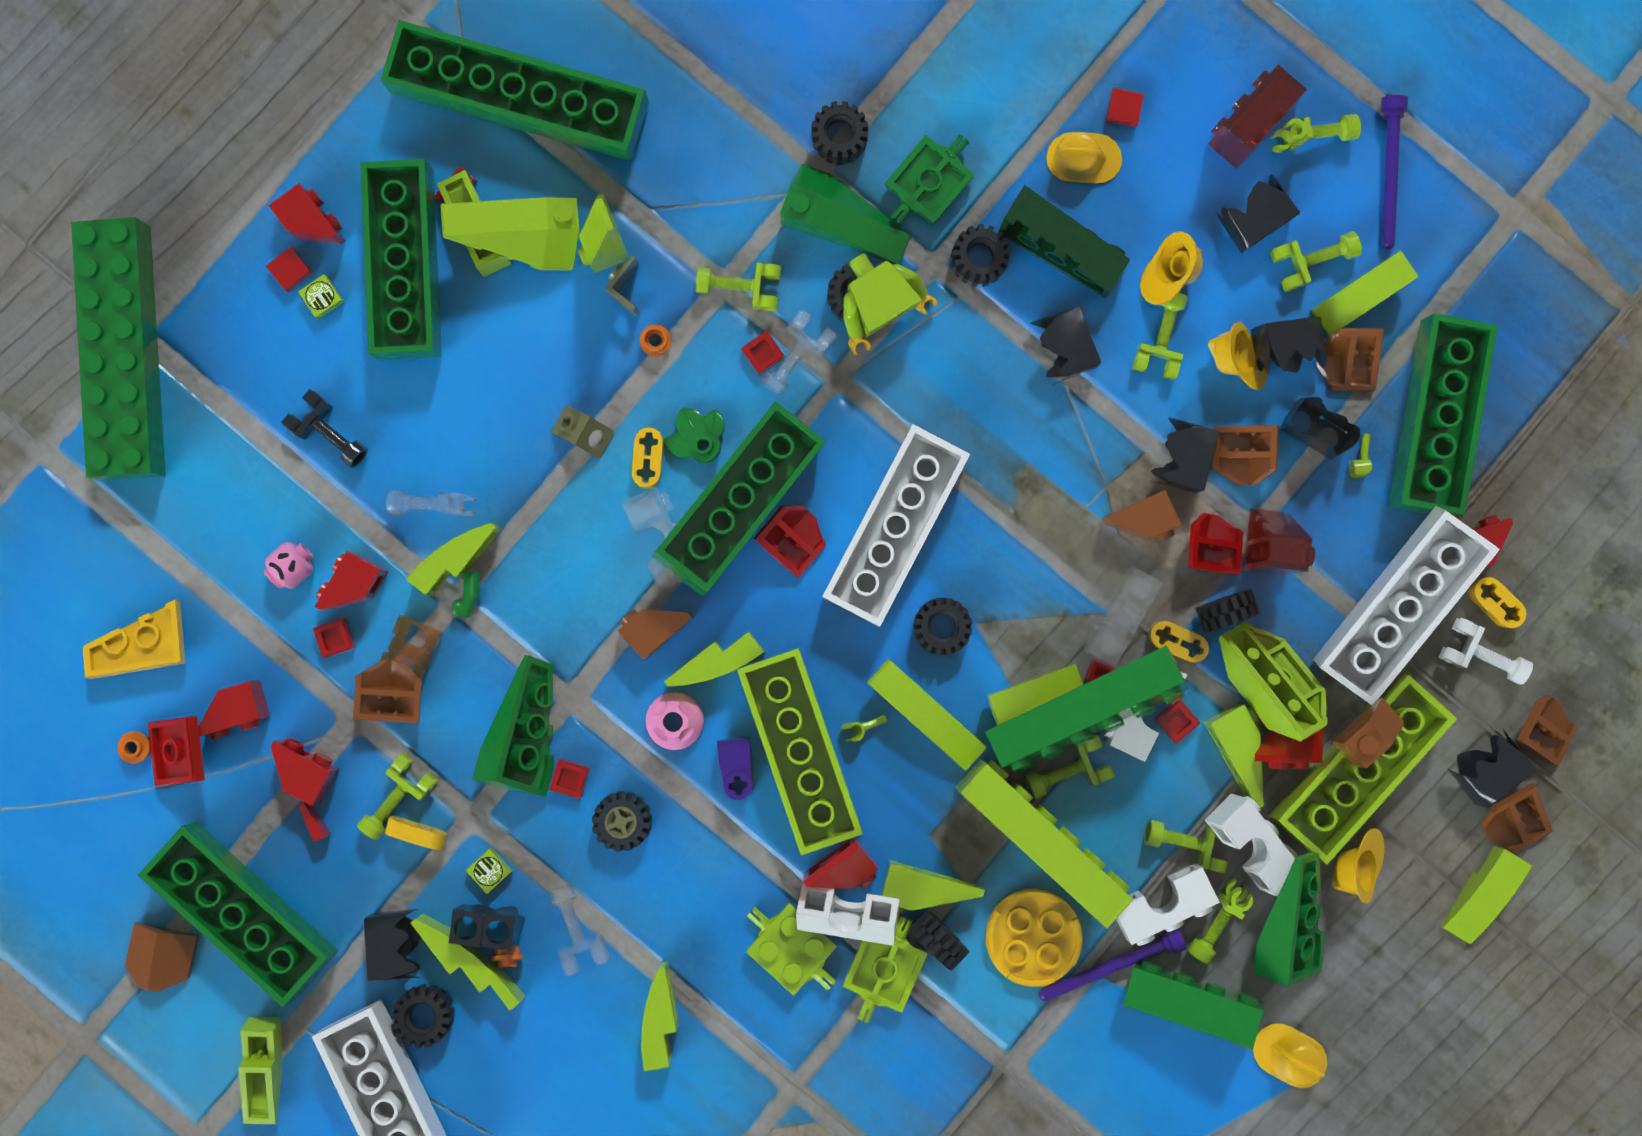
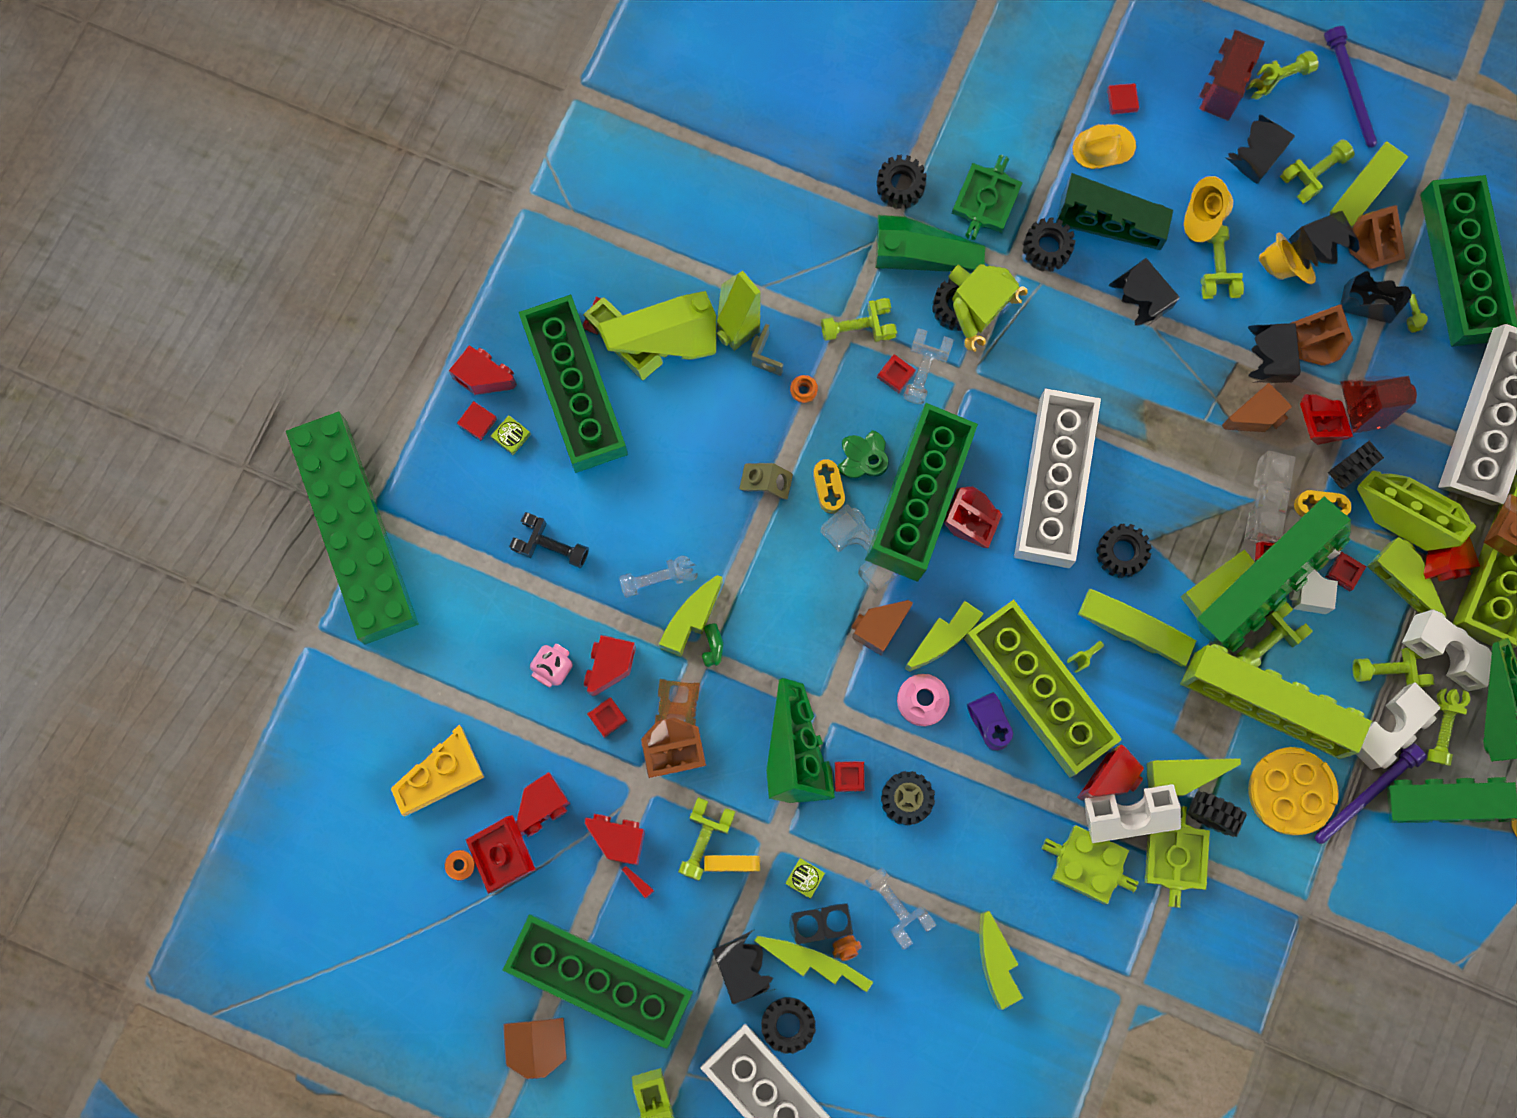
camera: 20 degrees left, 10 degrees down
(515, 90) = (626, 222): green brick -> none

